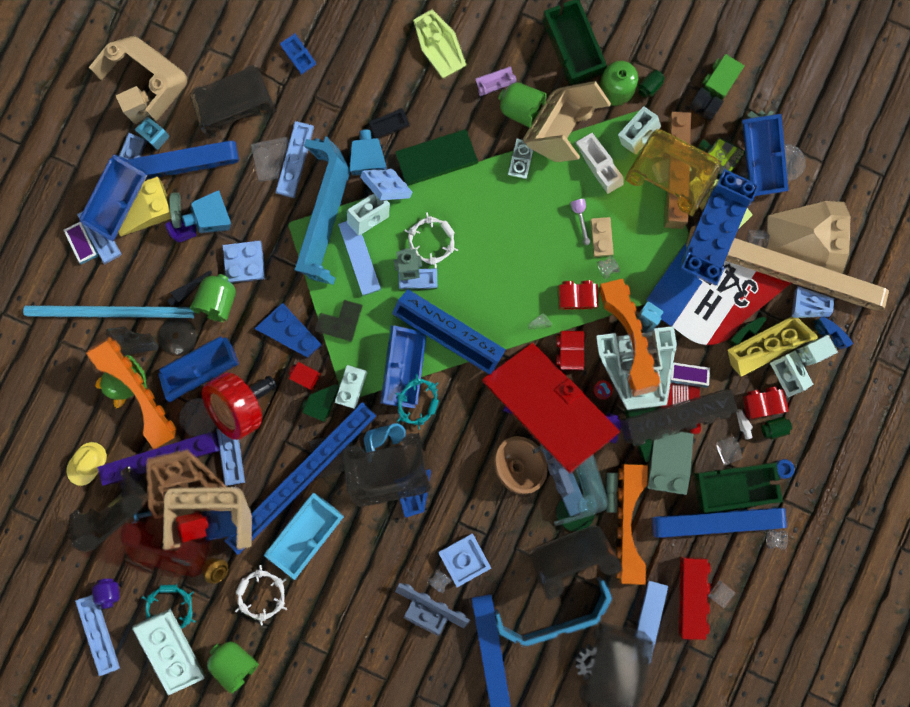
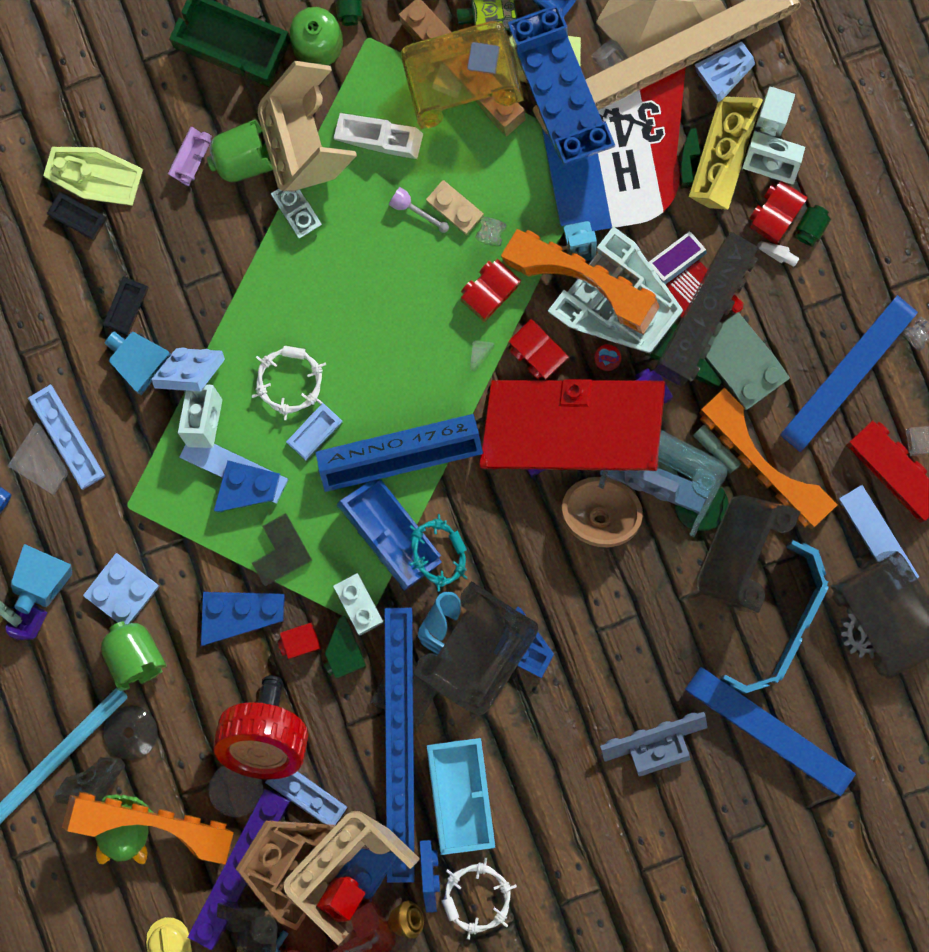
camera: 40 degrees left, 0 degrees up
(183, 292) = (91, 684): black piece -> none
(197, 368) = (185, 741): blue container -> none
(244, 563) = (430, 882): none -> blue wing
(324, 211) = (154, 457): dark azure panel -> none
(355, 271) = (245, 486): none -> blue wing
(407, 264) = (291, 426): sand green brick -> none
(410, 56) = (76, 216): none -> black tile
(436, 157) = (208, 292): dark green tile -> none
(439, 580) = (637, 705): clear wheel -> none
(464, 560) = (641, 660): light blue plate -> none
(638, 130) = (385, 65): light aqua brick -> none
(694, 173) = (483, 58): none -> sand blue tile
(729, 450) = (789, 293): clear slope -> none
(737, 487) = (832, 321): dark green piece -> none
(785, 468) = (859, 258): blue tile -> none
(827, 327) = (763, 77): blue slope -> none

